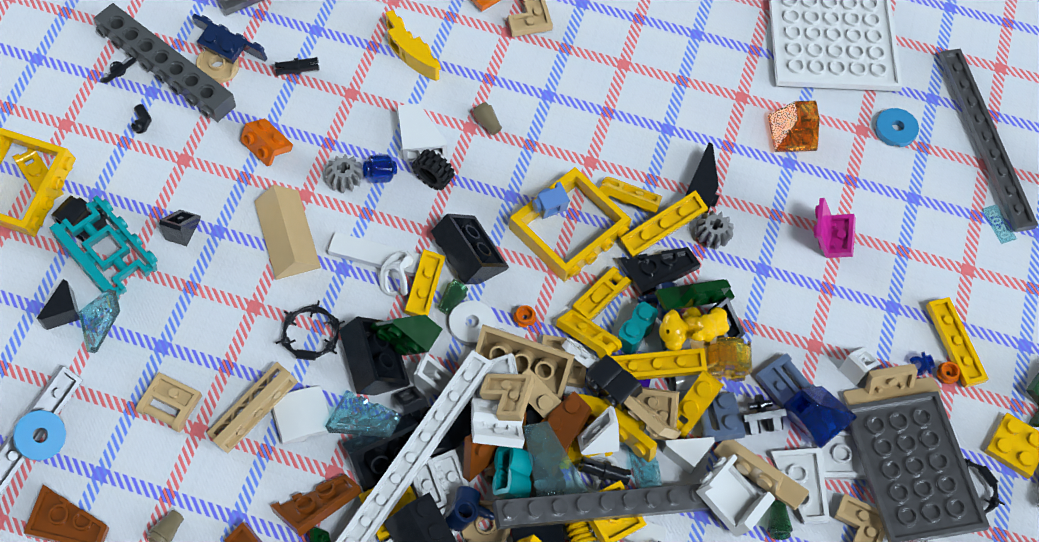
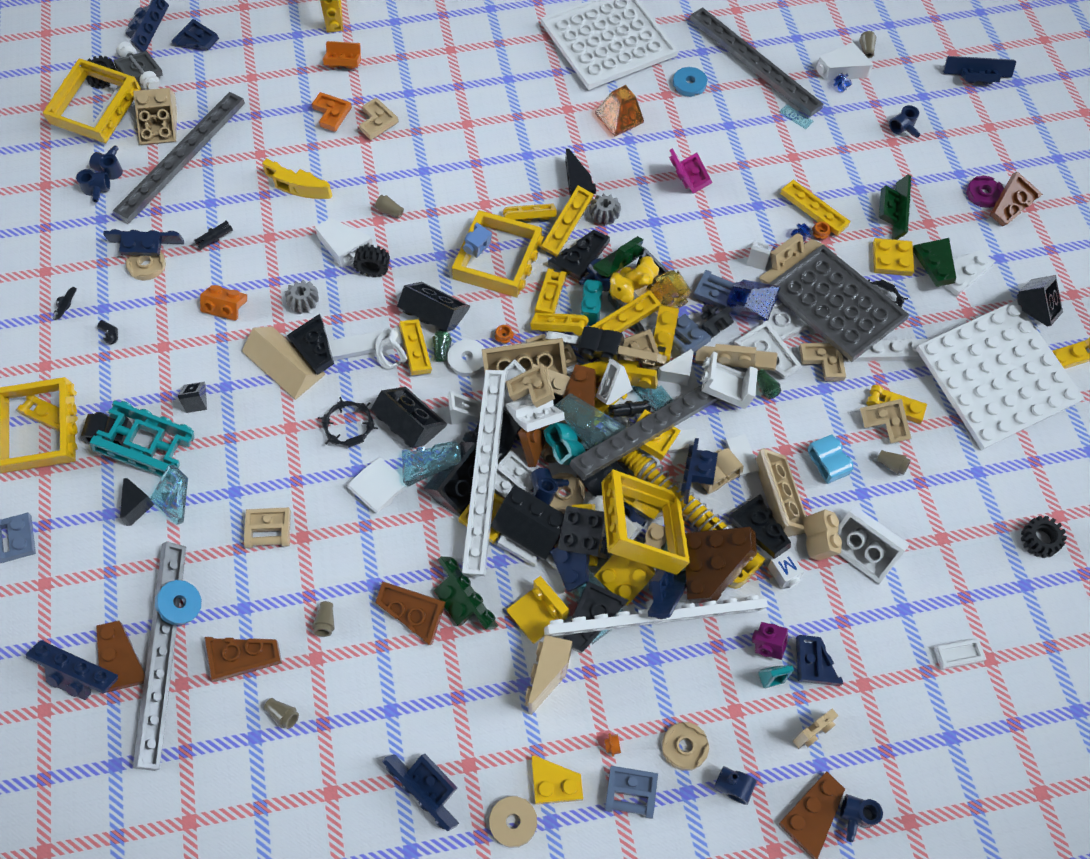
camera: 25 degrees left, 0 degrees up
(165, 62) = (100, 279): dark grey brick -> none
(254, 410) = (341, 498): tan fence -> none
(310, 509) = (430, 544): dark orange wing -> none
(324, 230) = (313, 344): none -> black wing
(379, 168) = (328, 280): clear blue head -> none
(409, 334) = (427, 385): dark green slope -> none
(410, 400) = (457, 431): black tile -> none

